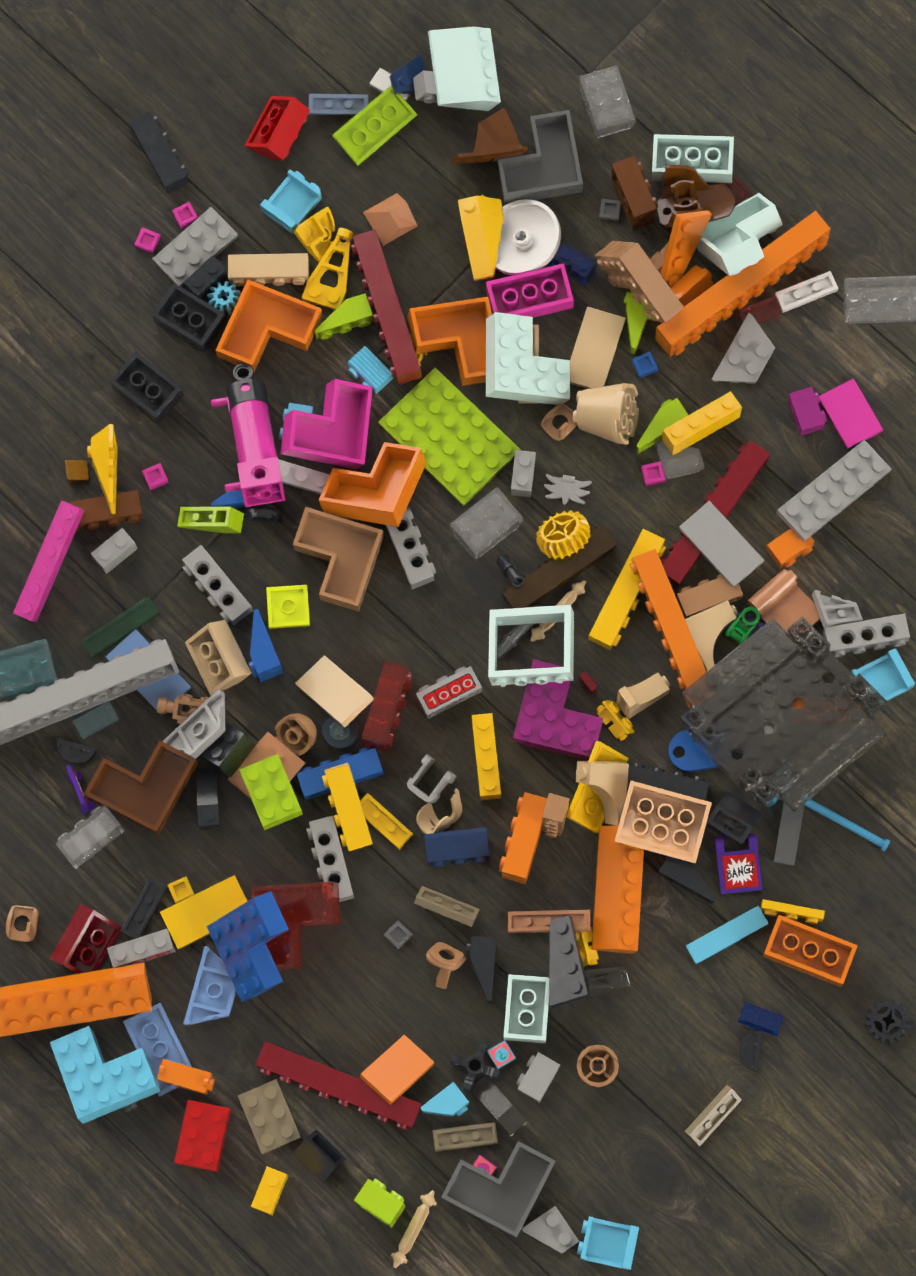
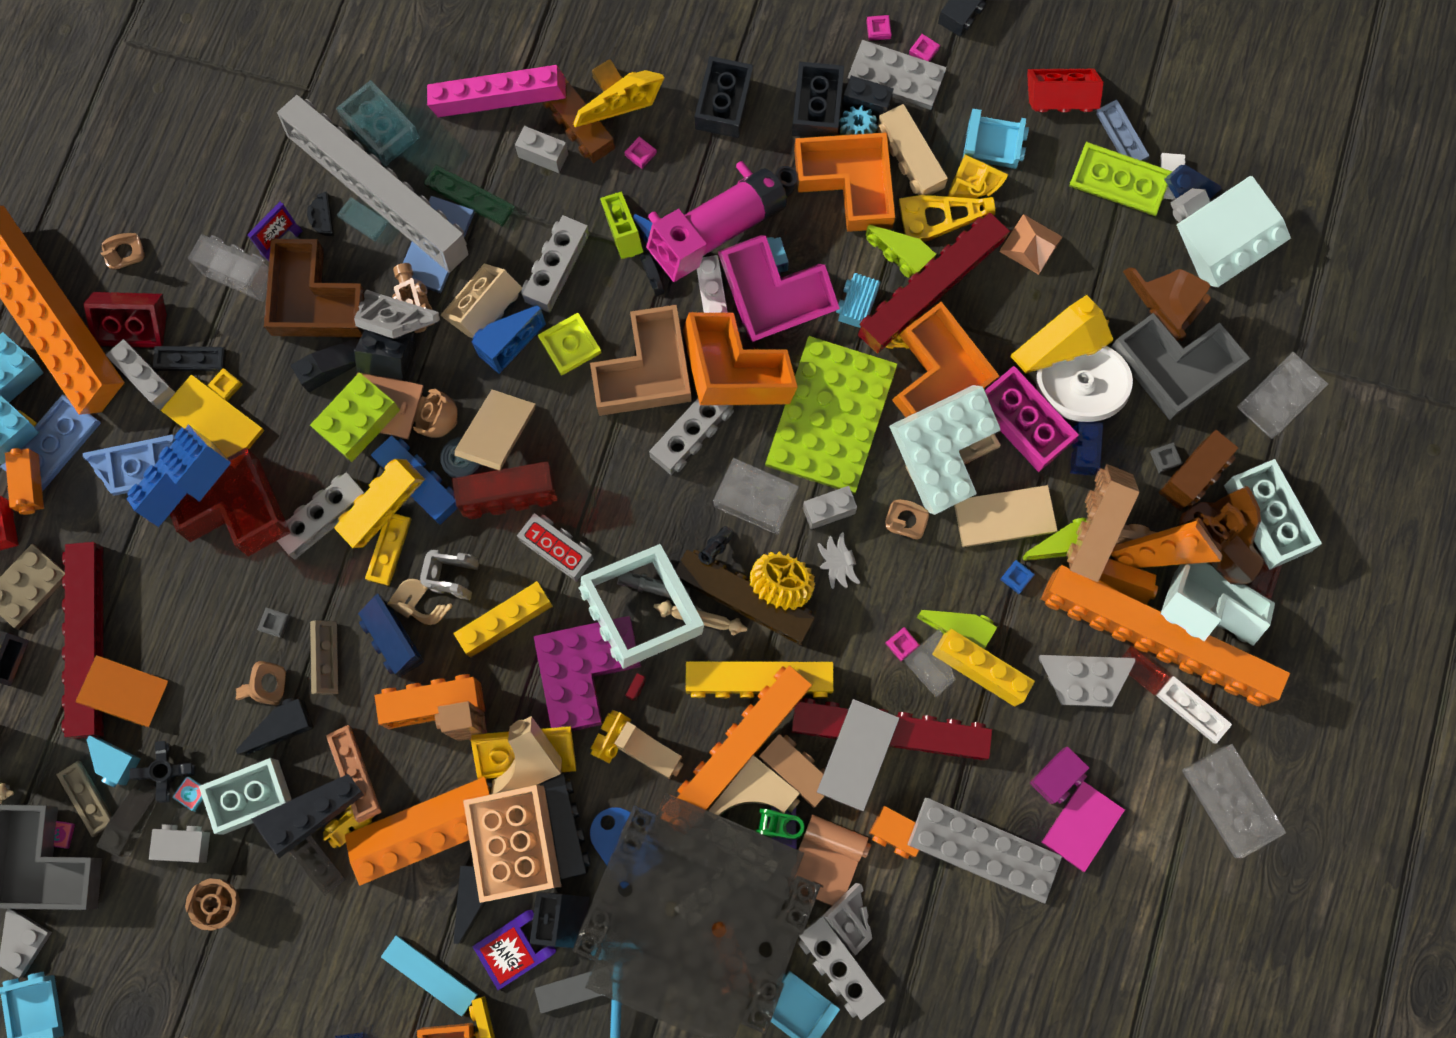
camera: 60 degrees right, 0 degrees up
(608, 412) = (941, 562): tan cone -> none

